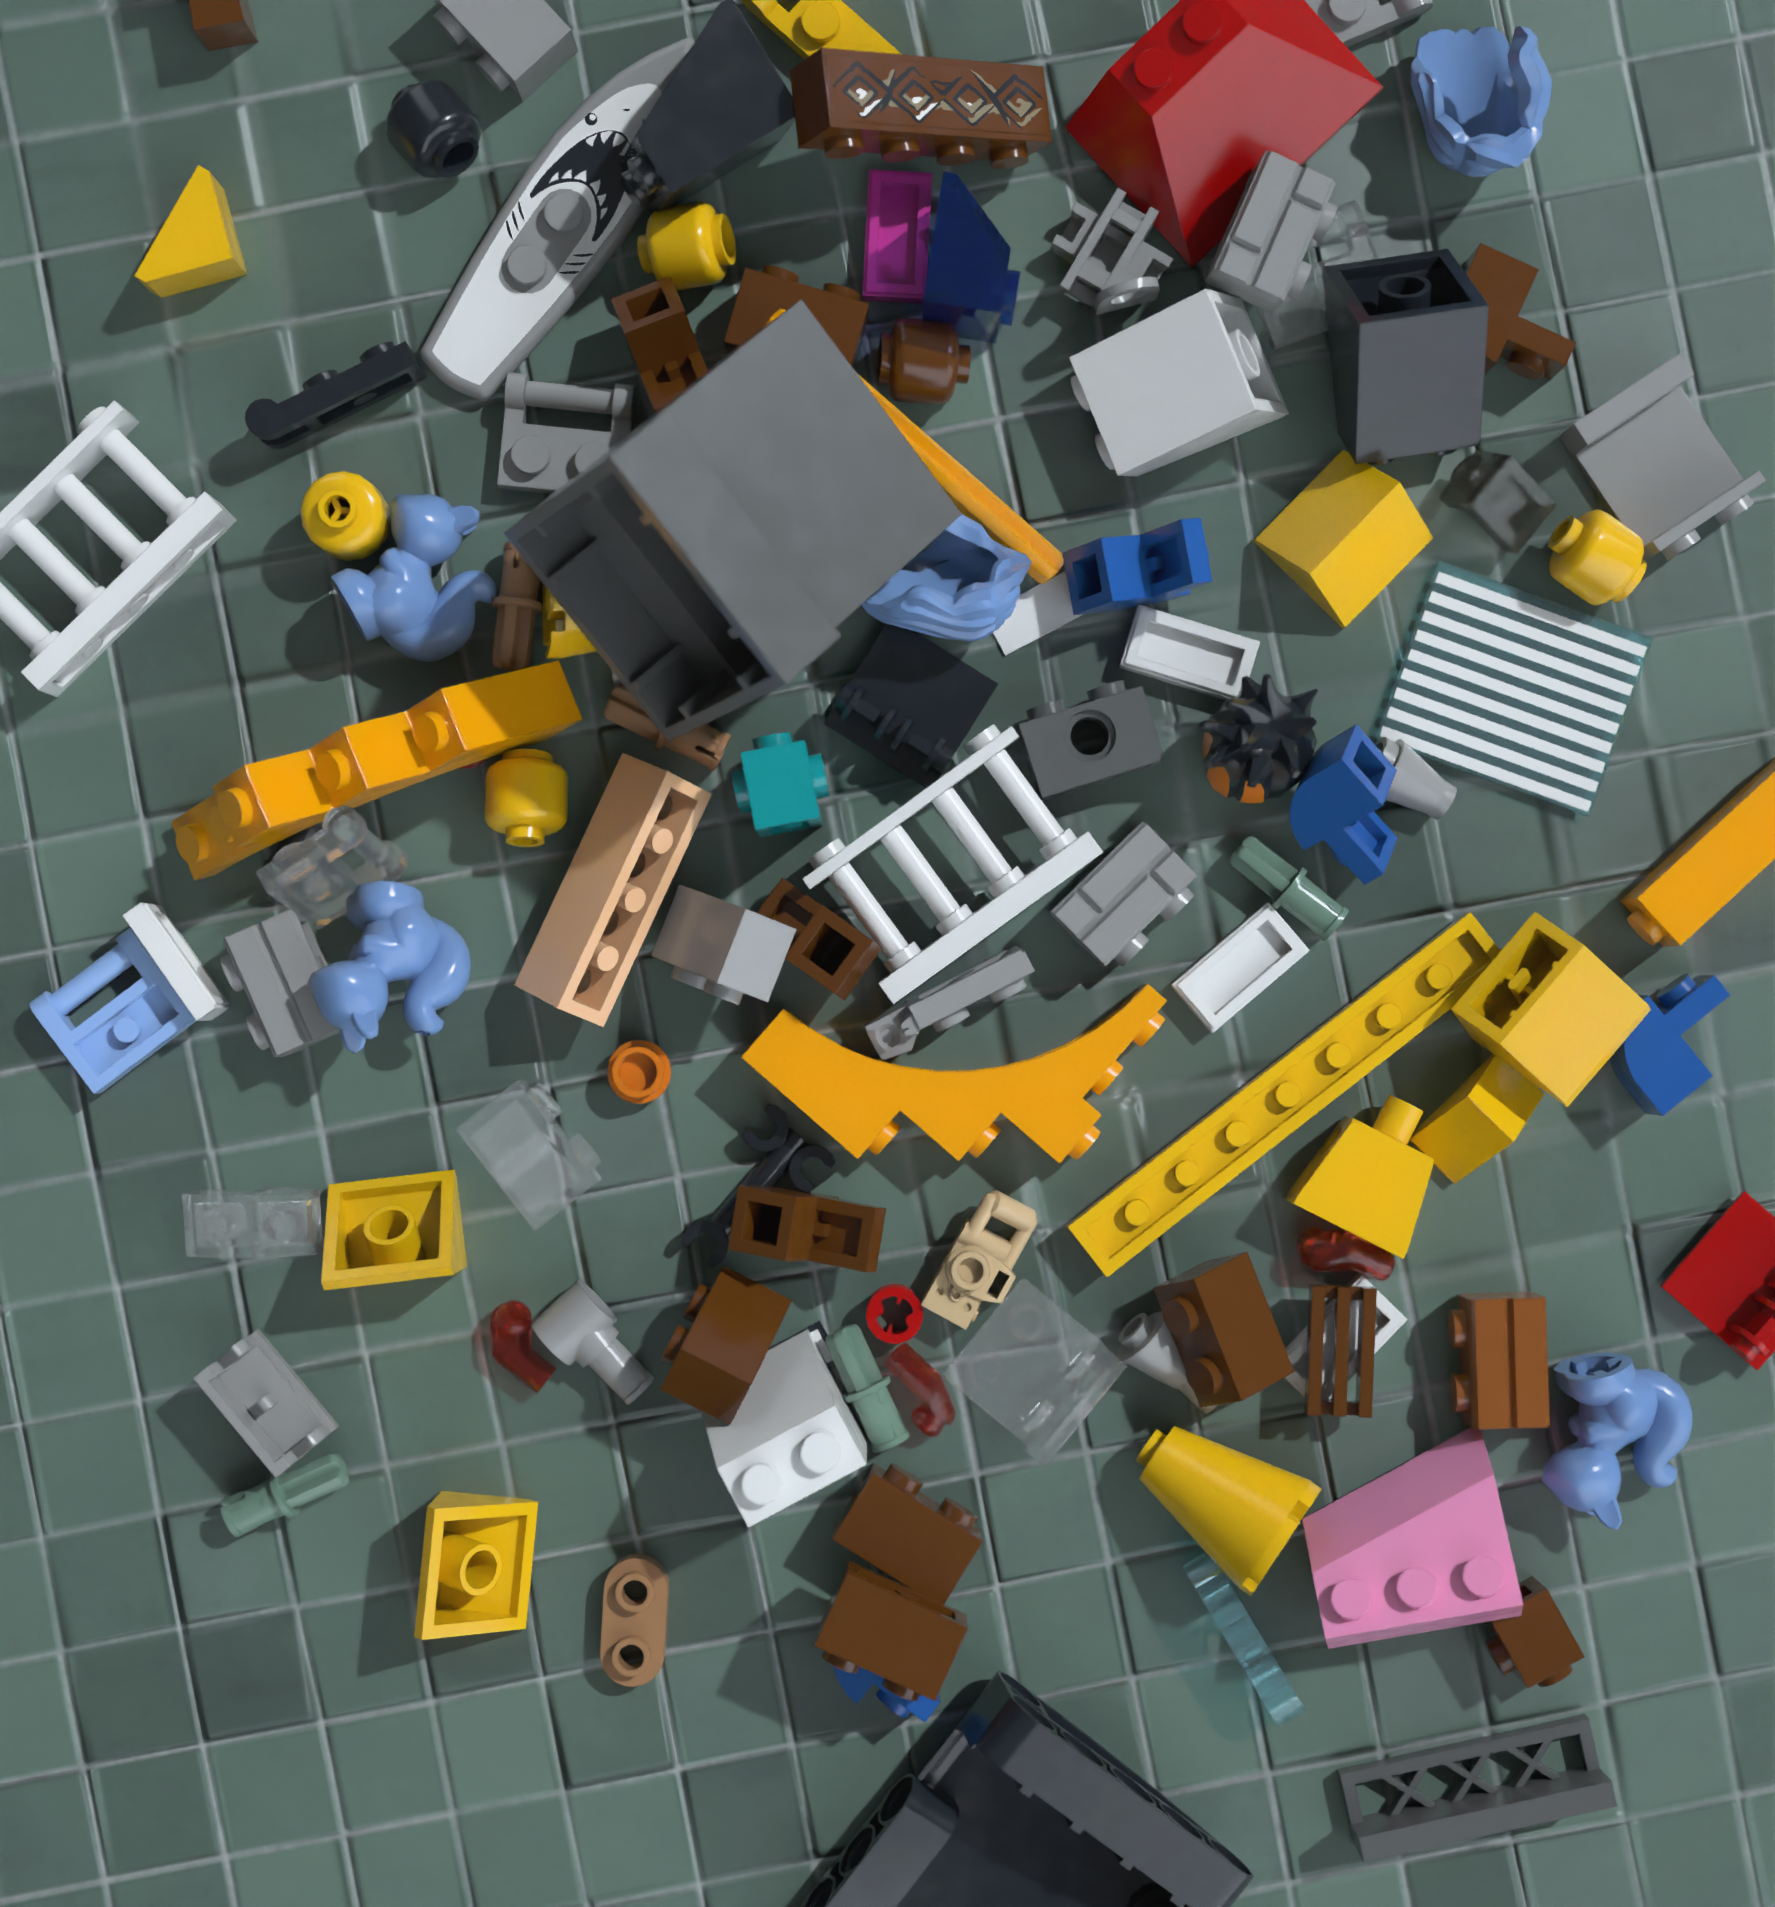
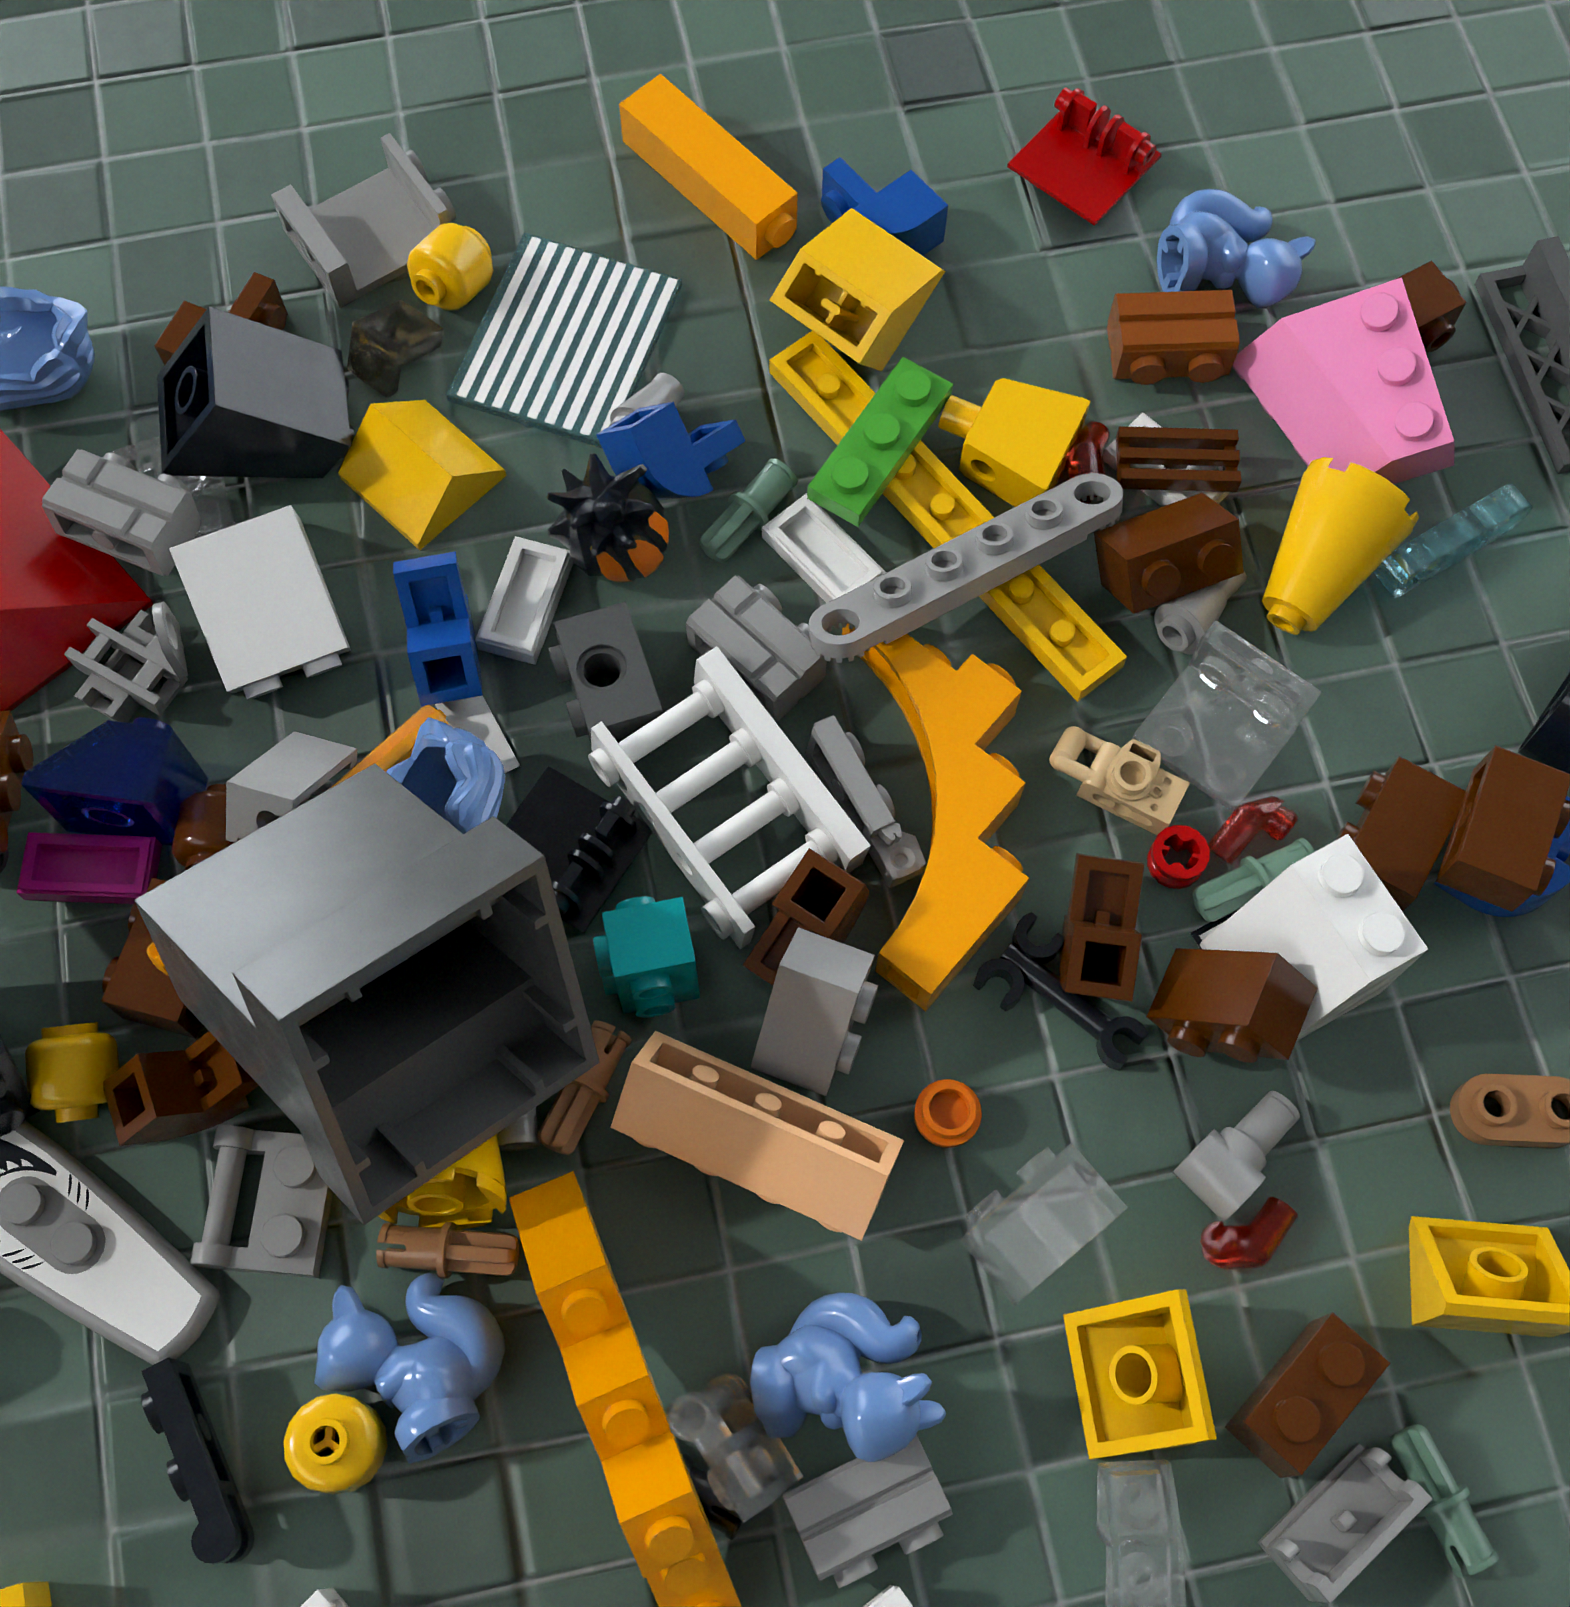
camera: 90 degrees left, 20 degrees down
(371, 1381) = (1307, 1396): none -> reddish brown brick
(526, 797) = (656, 1234): yellow head -> none
(959, 426) = (282, 781): none -> light grey hinge
(1199, 1116) = (965, 567): none -> light grey plate
(1361, 1030) = (879, 441): none -> bright green plate
(1477, 1119) = (959, 350): yellow slope -> none

